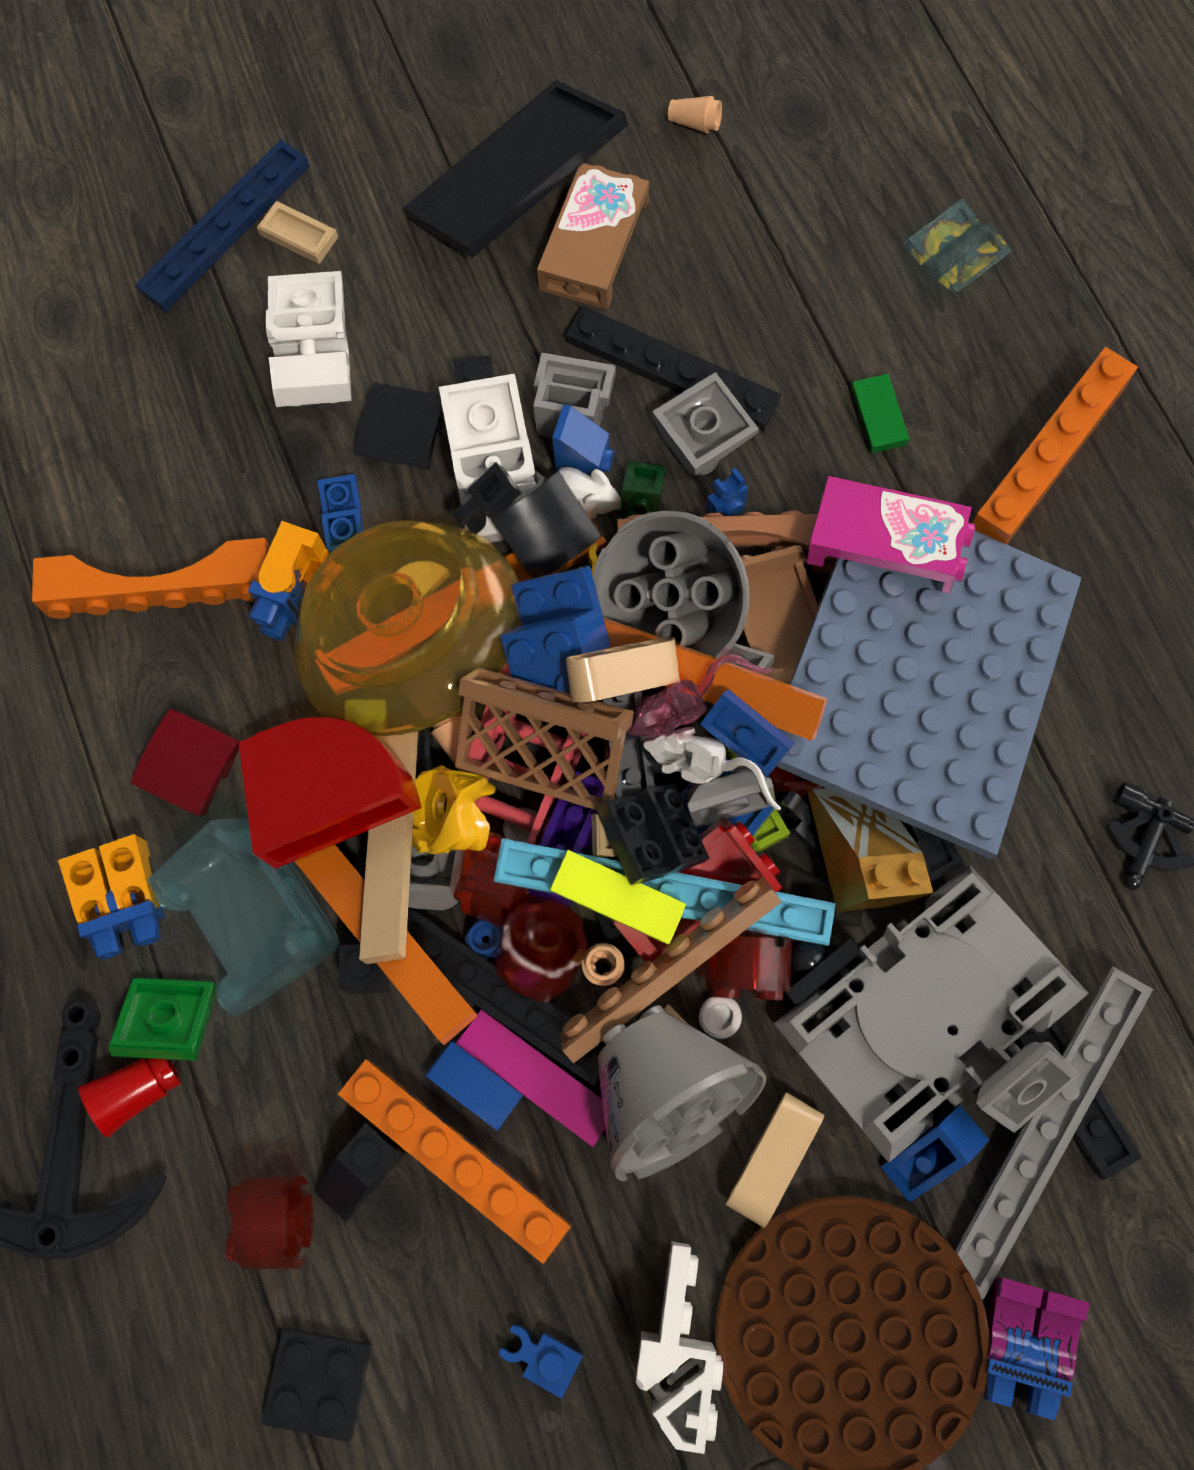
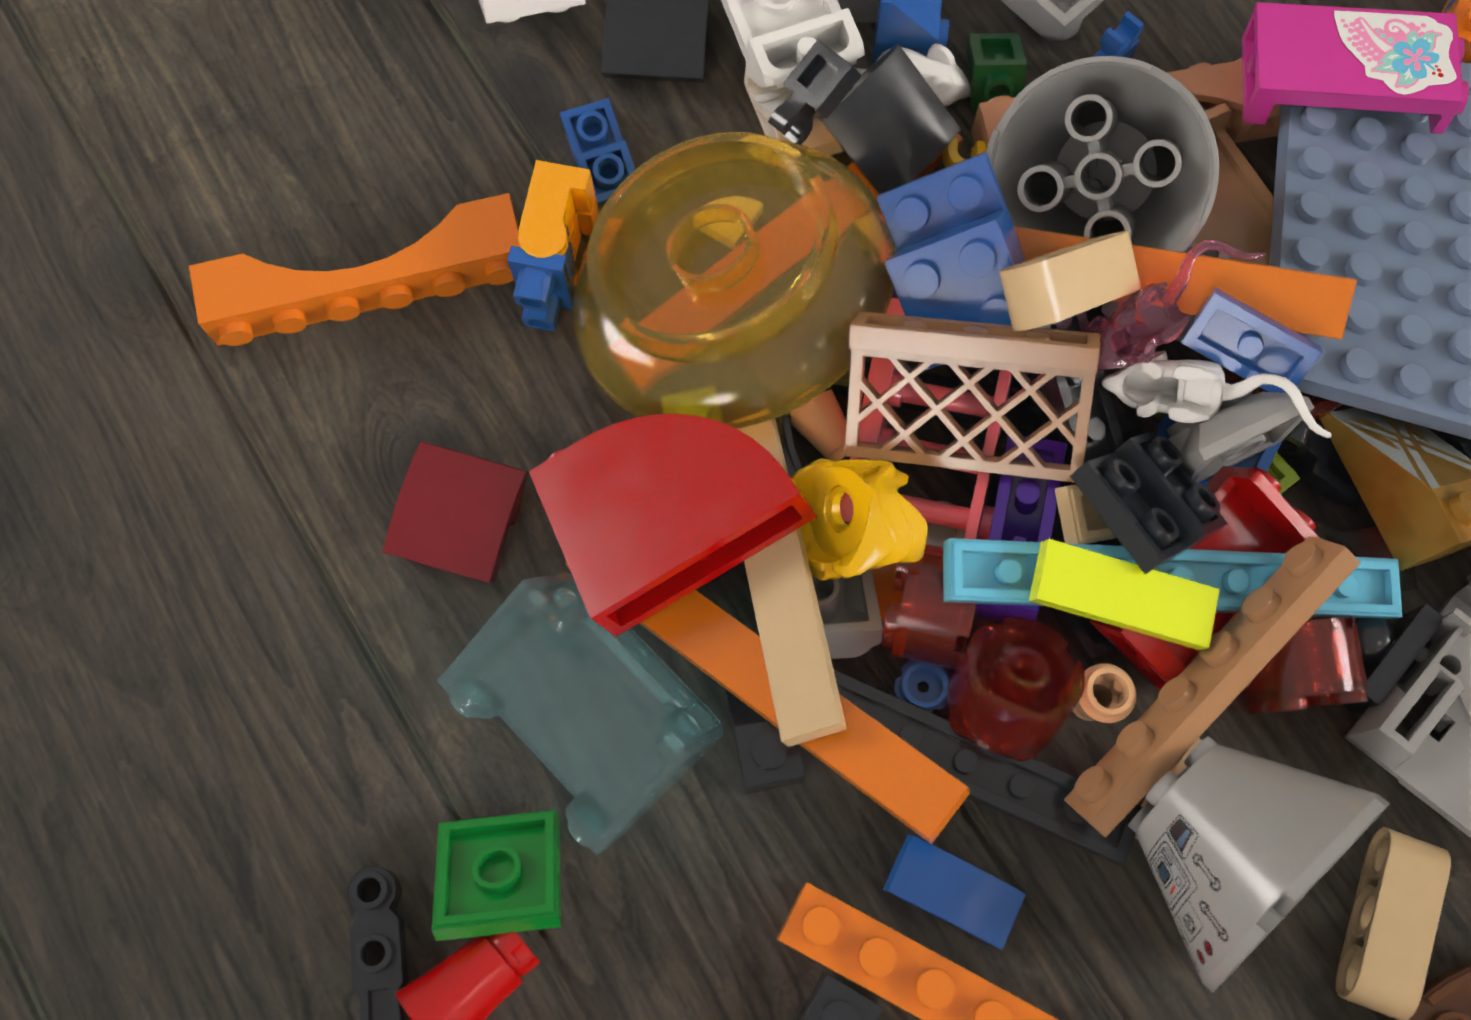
camera: 15 degrees left, 0 degrees up
(113, 895) = (393, 731): light orange hips -> none
(535, 1077) = (1050, 872): dark pink tile -> none
(720, 1017) = (1265, 736): white tile -> none

